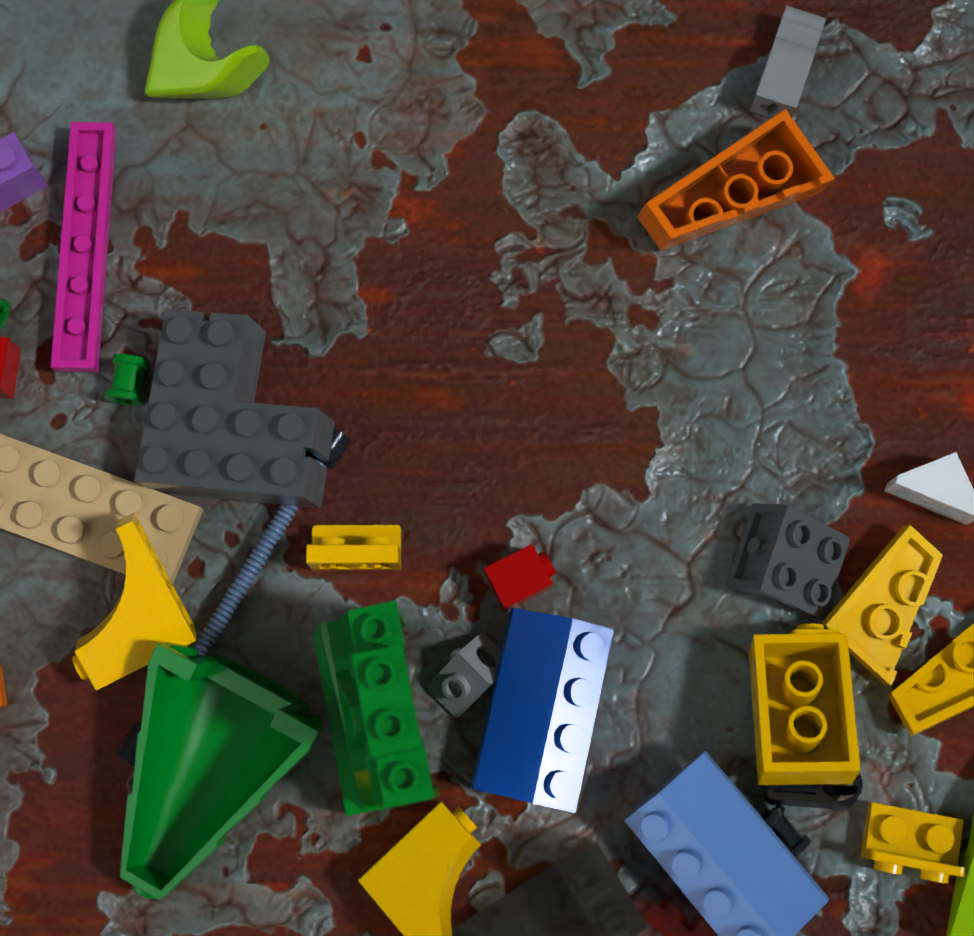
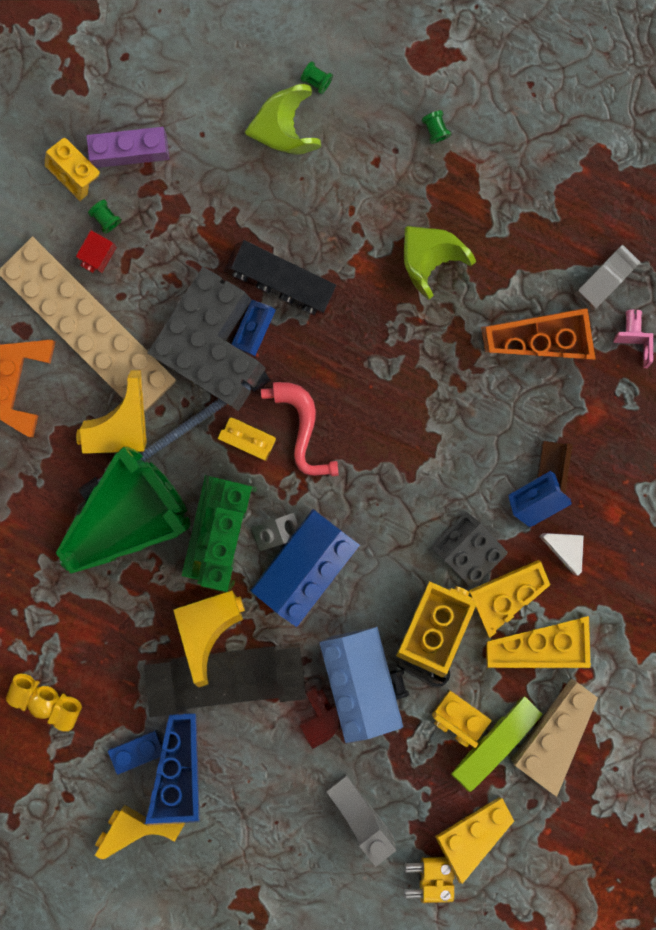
camera: 20 degrees right, 10 degrees up
(84, 247) = (175, 205): dark pink plate -> none
(127, 380) = (166, 293): green bush -> none
(288, 366) = (253, 327): none -> blue plate
(293, 276) = (279, 277): none -> black wedge
(421, 452) = (301, 399): none -> coral animal
(506, 133) = (429, 248): none -> lime animal
(520, 577) = (325, 494): red brick -> none
(855, 374) = (555, 458): none -> reddish brown panel
(858, 430) = (538, 500): none -> blue panel
(873, 126) = (634, 336): none -> bright pink bracket

